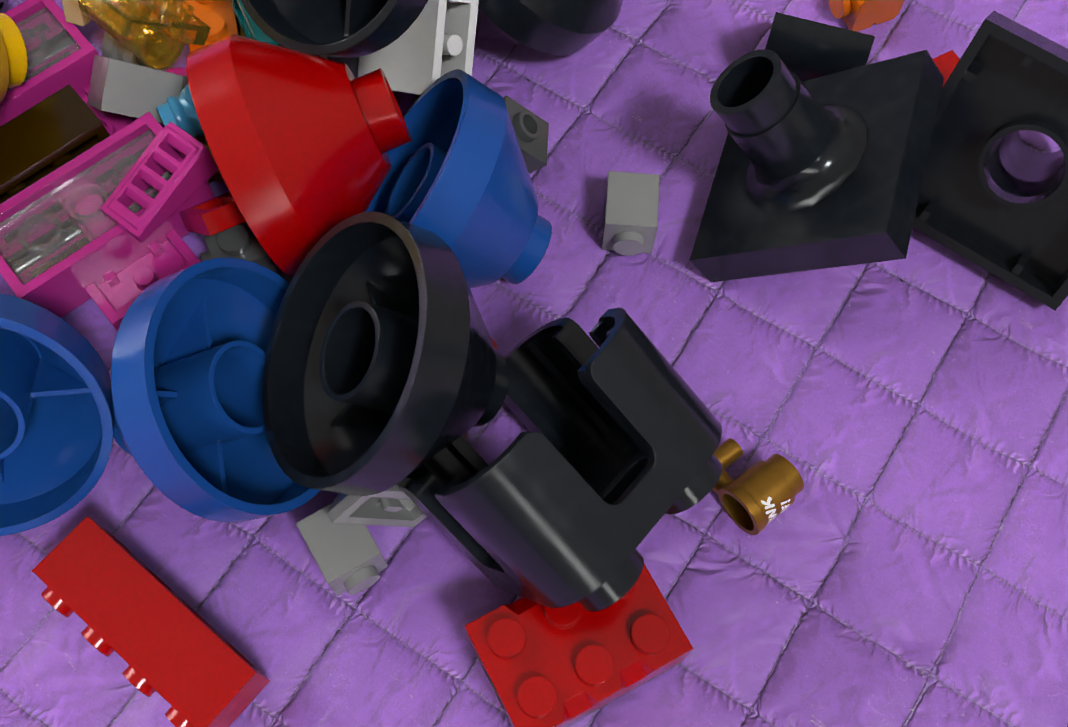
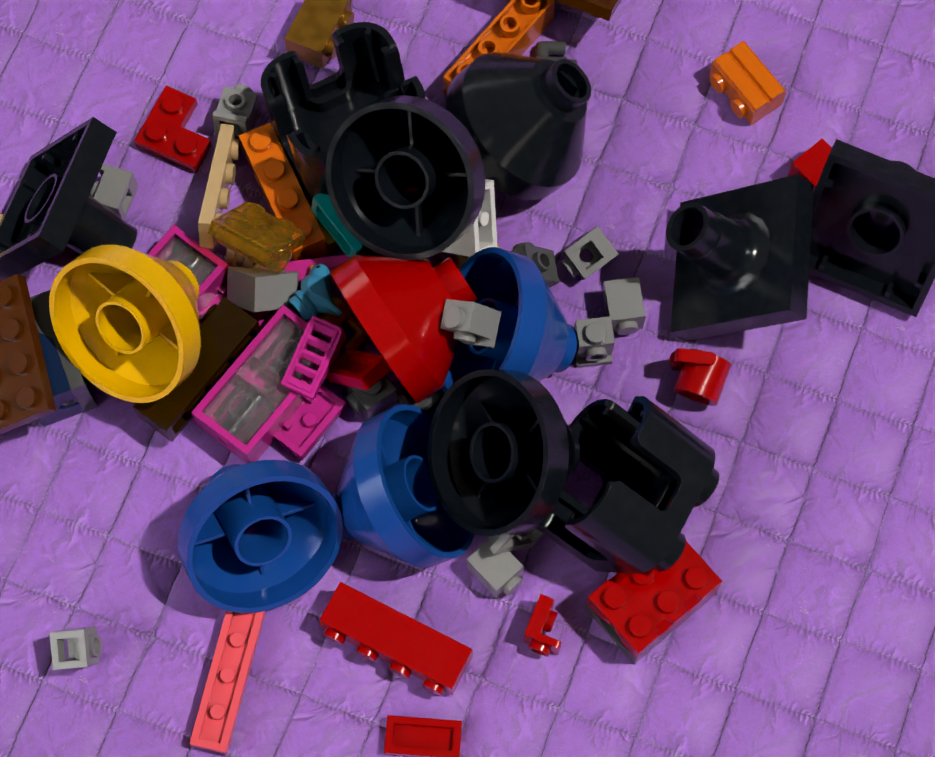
camera: 10 degrees left, 5 degrees up
(379, 154) = (471, 322): none -> light grey brick
(388, 647) = (542, 620): none -> red bracket
(576, 250) = (594, 341): none -> light grey brick
(603, 122) = (601, 251): none -> light grey brick
(720, 325) = (700, 375): none -> red piece
(758, 492) = (744, 479): pearl gold piece -> none
(817, 48) = (727, 156): black brick -> none

